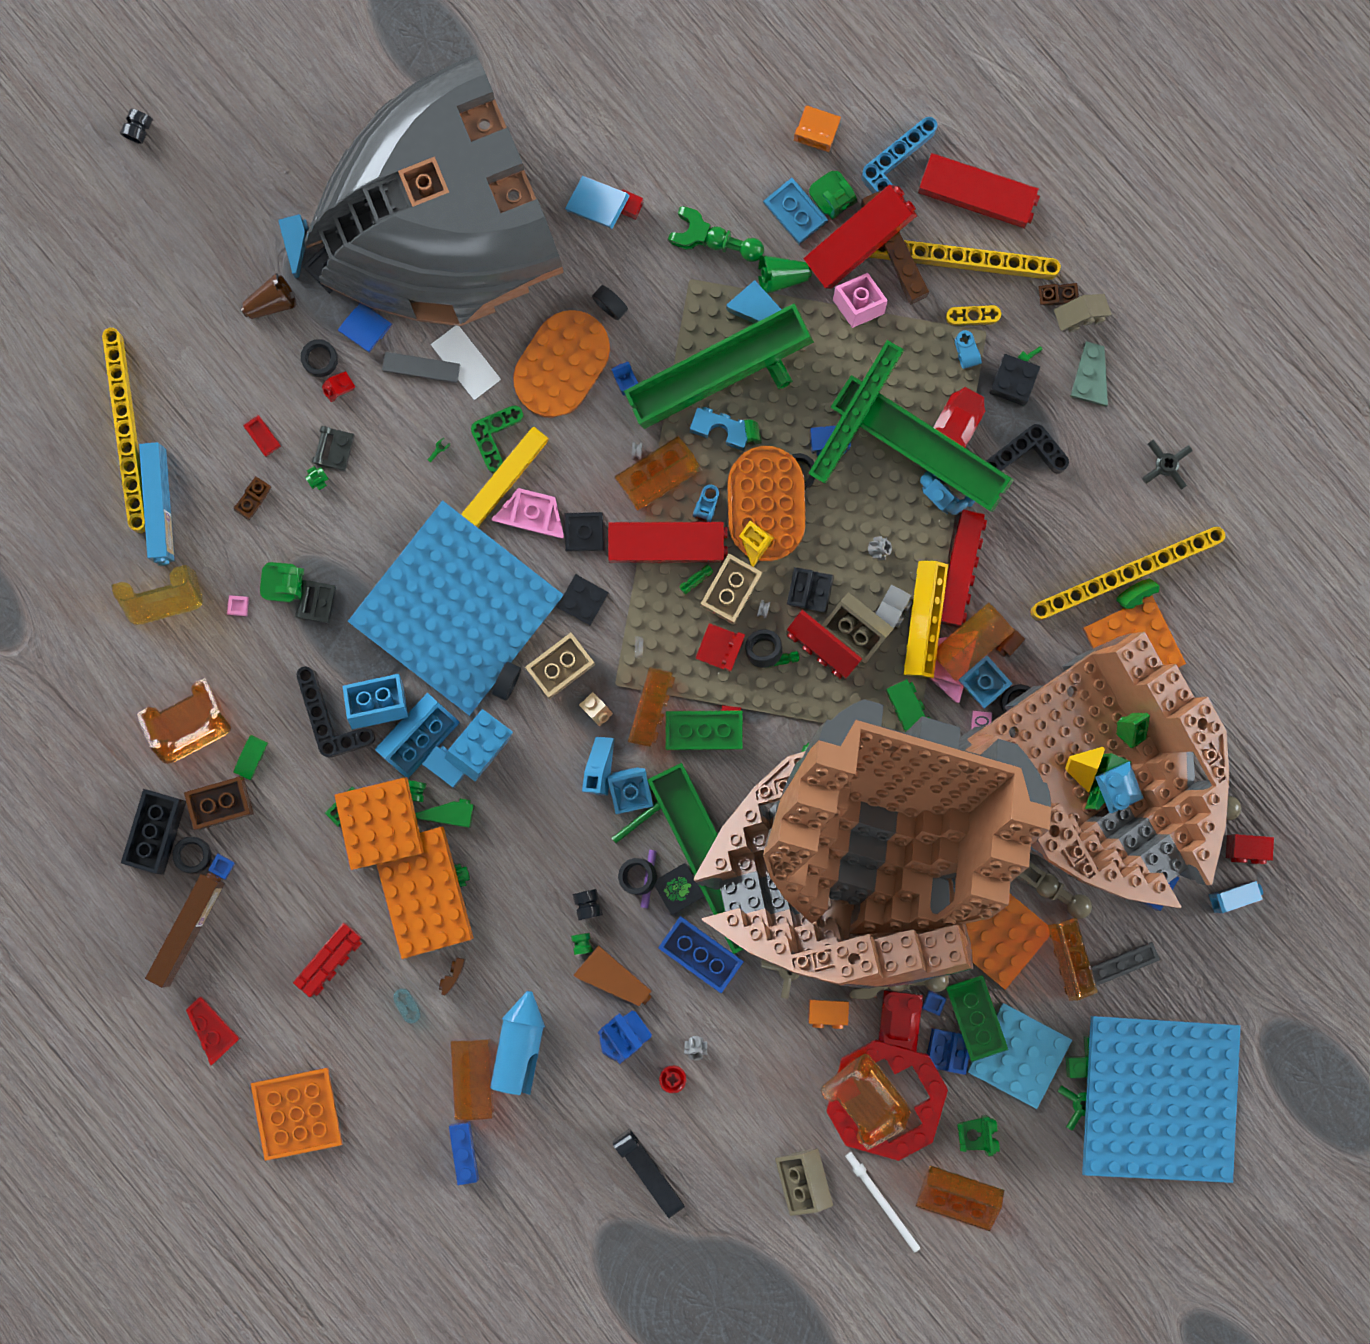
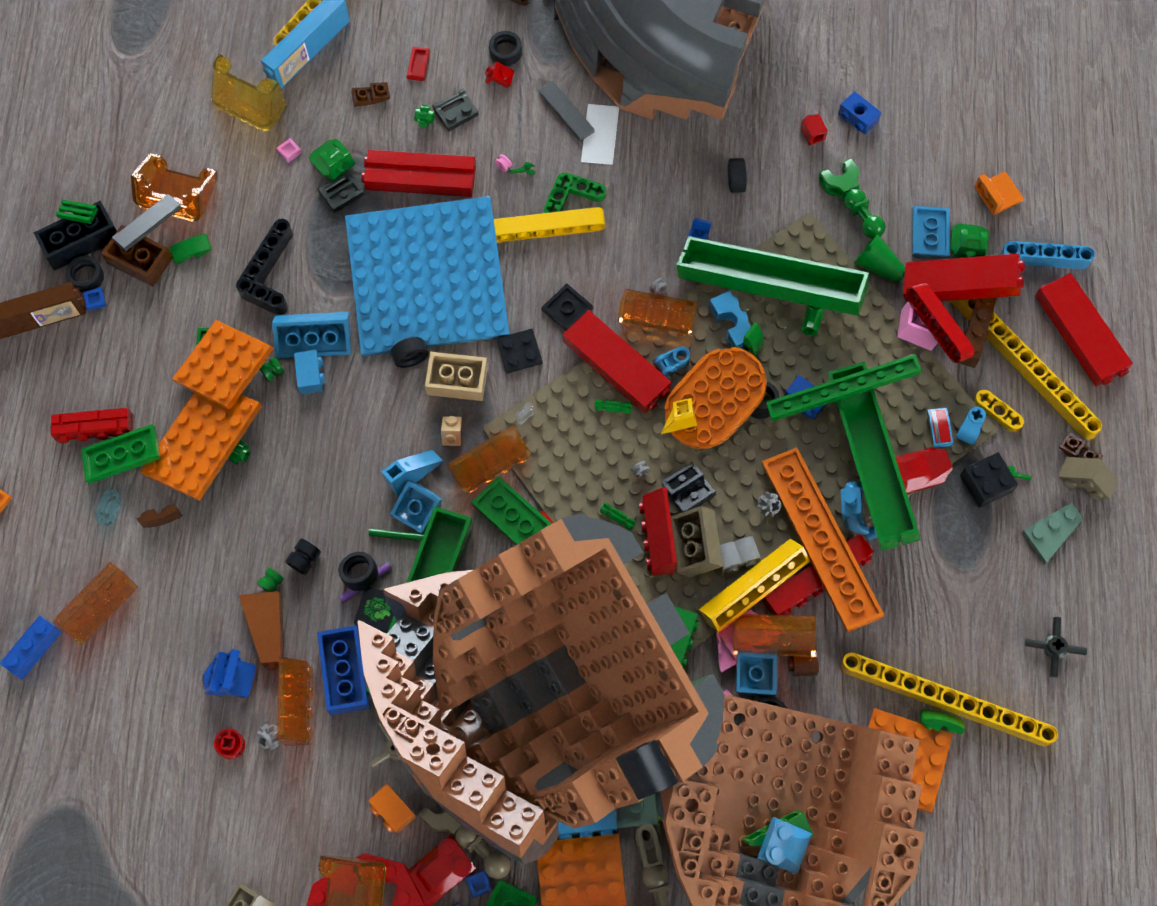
camera: 45 degrees right, 15 degrees down
(123, 823) = (78, 209): none -> green tile
(202, 772) = (146, 222): none -> tile
(362, 529) = (419, 173): none -> red brick
(364, 327) = (555, 55): blue slope -> none
(375, 701) = (307, 284): dark azure brick -> none
(375, 960) = (120, 454): none -> green plate
(418, 459) = (503, 163): none -> bright pink bush
(452, 813) = (278, 405): green slope -> none
(478, 745) = (344, 375): dark azure brick -> none
(518, 1047) = (146, 607): dark azure piece -> none
(532, 513) = (543, 262): bright pink wing -> none
(561, 363) = (664, 189): orange plate -> none
(597, 202) = (793, 108): dark azure tile -> none
(629, 1147) = (139, 793): black beam -> none
(659, 150) = (857, 104): none -> blue brick
(689, 1008) = (294, 702): none -> clear orange slope
(720, 647) = (582, 467): red bracket -> none
(731, 589) = (630, 432): tan brick -> none
(752, 304) = (837, 254): dark azure slope -> none
(763, 635) = (617, 485): black tyre -> none
(876, 291) = (940, 323): none -> red beam
(940, 540) = (822, 540): none -> orange plate
(946, 371) = (940, 427): none -> slope
(1018, 844) = (646, 769): none -> black slope
(1031, 442) = (959, 536): black beam -> none
(1085, 766) = (772, 802): yellow slope -> none
(1133, 728) = (840, 812): green slope -> none

